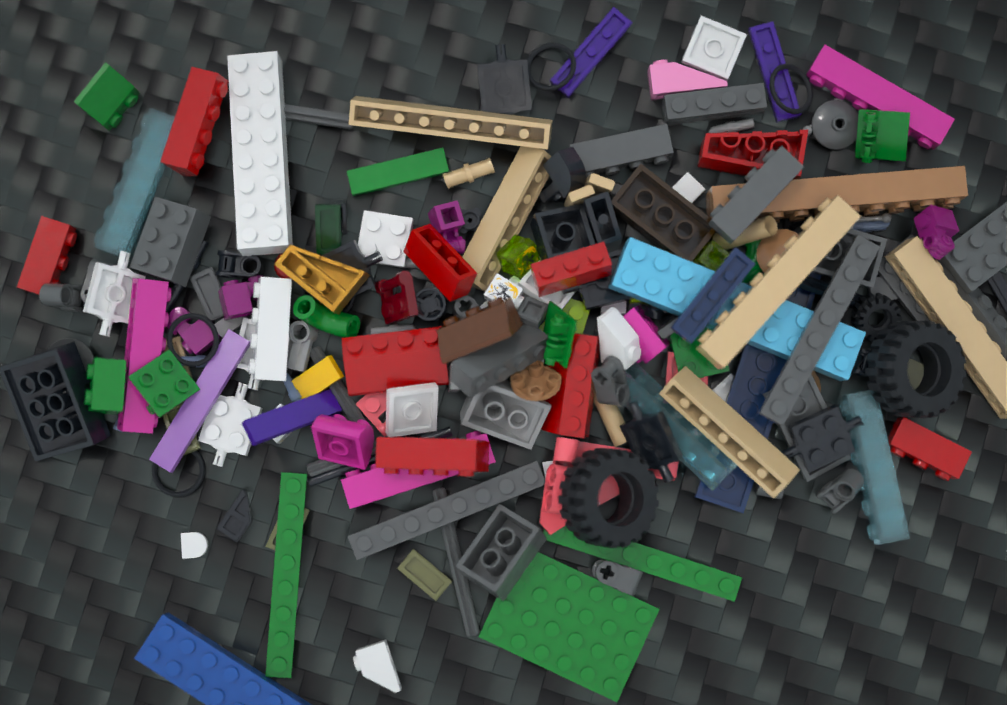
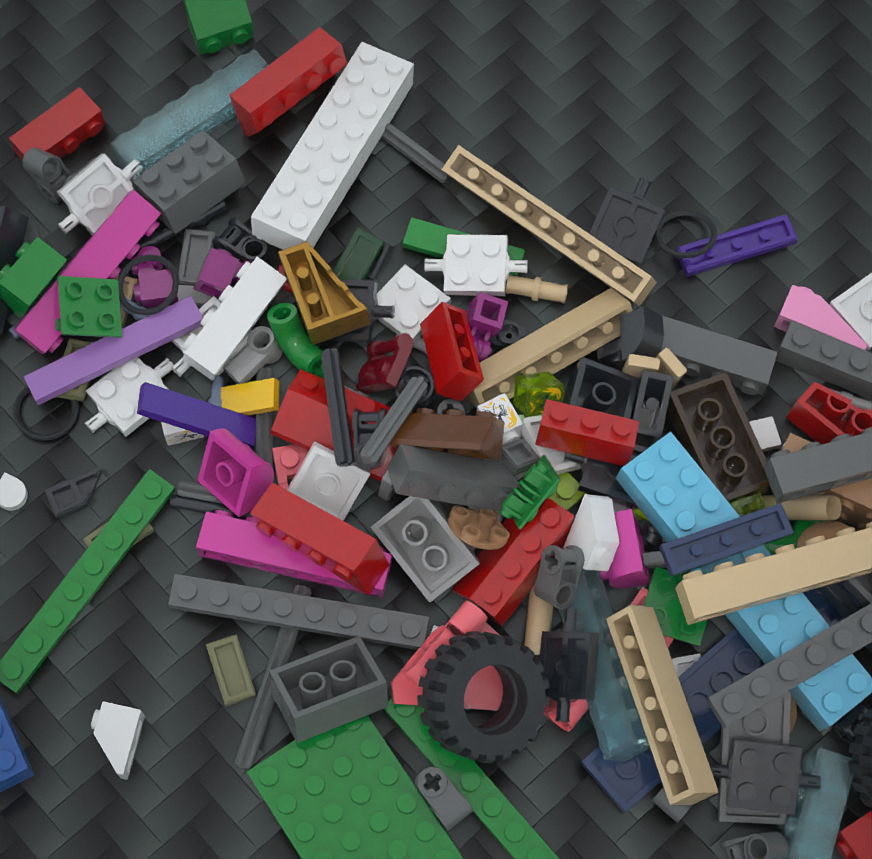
camera: 30 degrees right, 15 degrees down
(388, 355) = (337, 407): none -> black axle
(416, 182) = (476, 265): none -> white plate
(421, 359) = (363, 432): none -> black piece
(435, 344) = (393, 421): none -> dark grey axle

